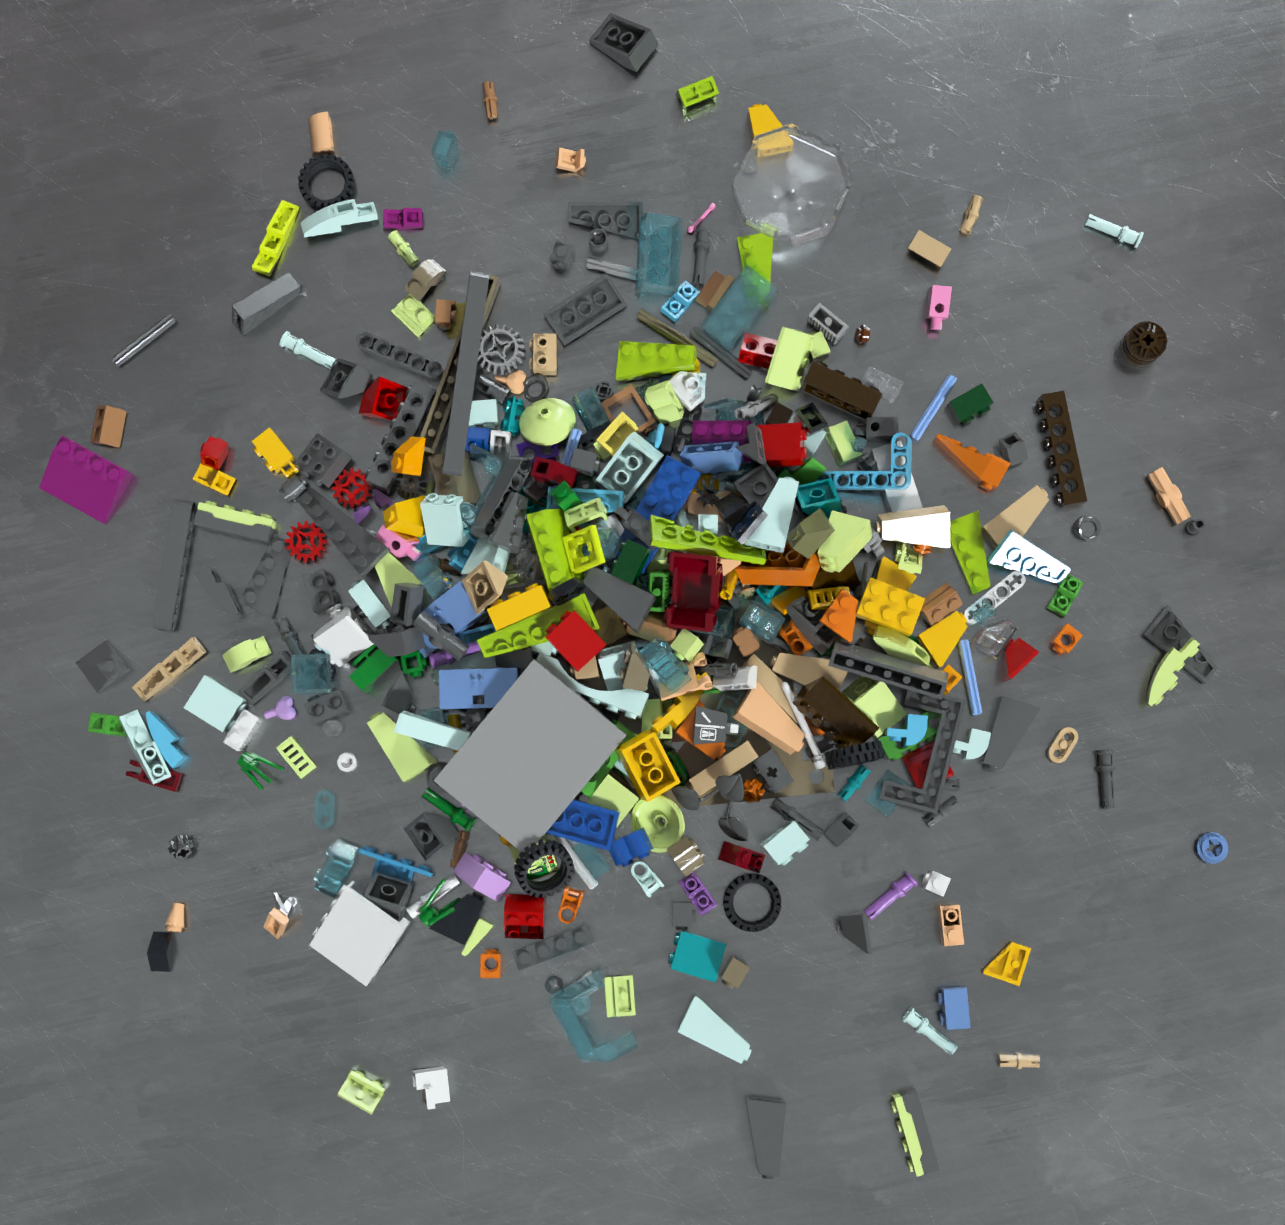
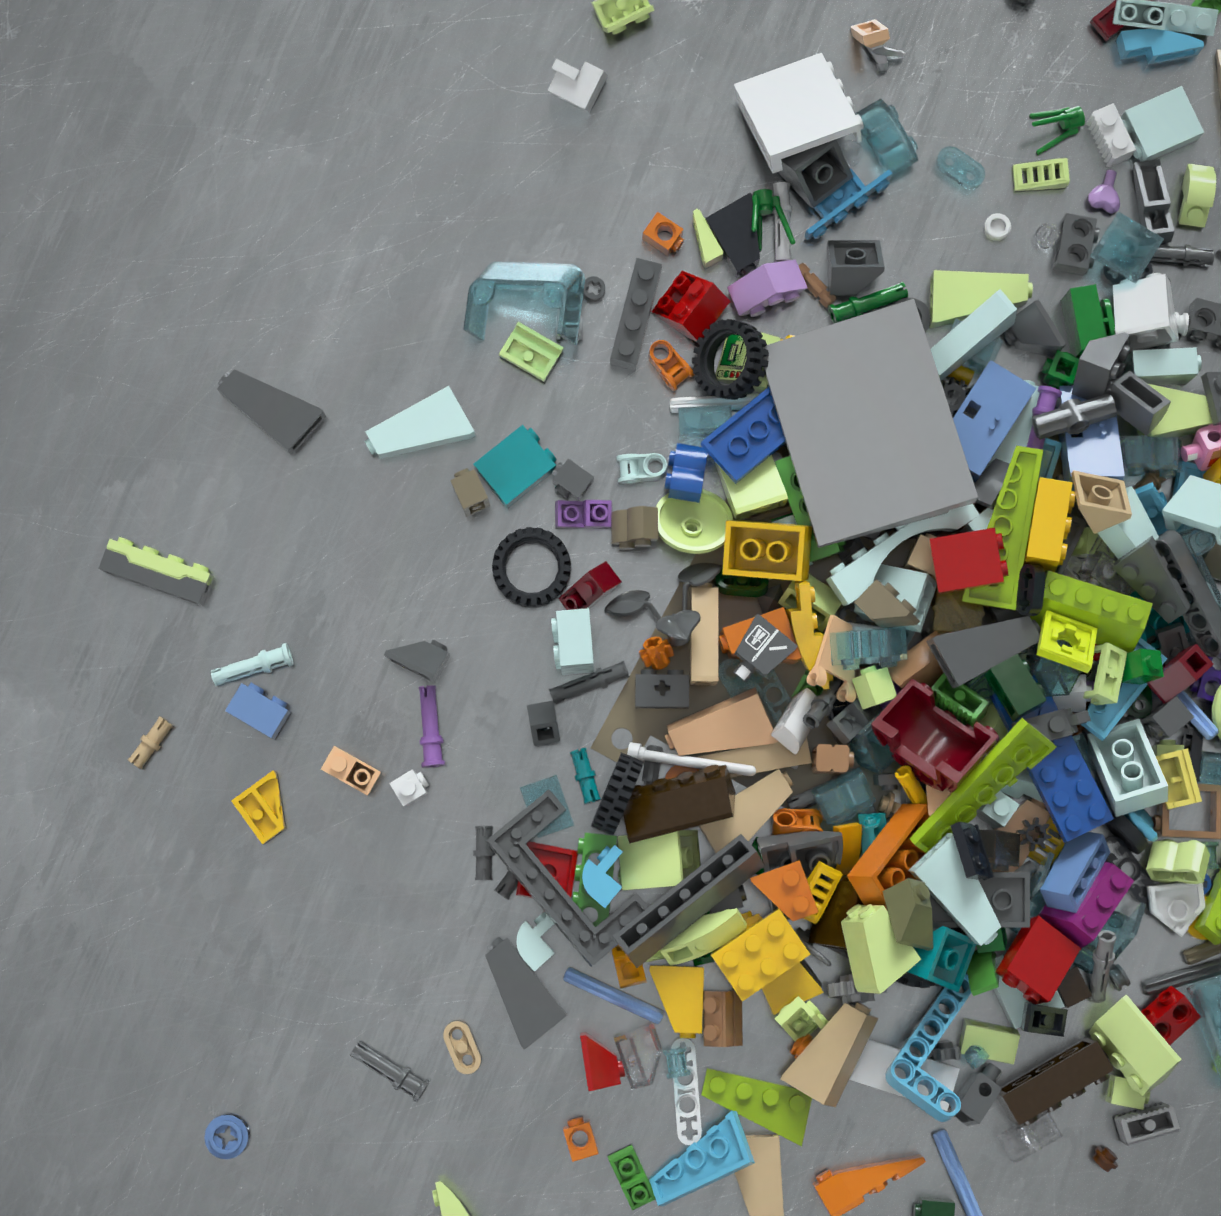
camera: 120 degrees right, 0 degrees up
(755, 446) = (1054, 926): dark grey slope -> none

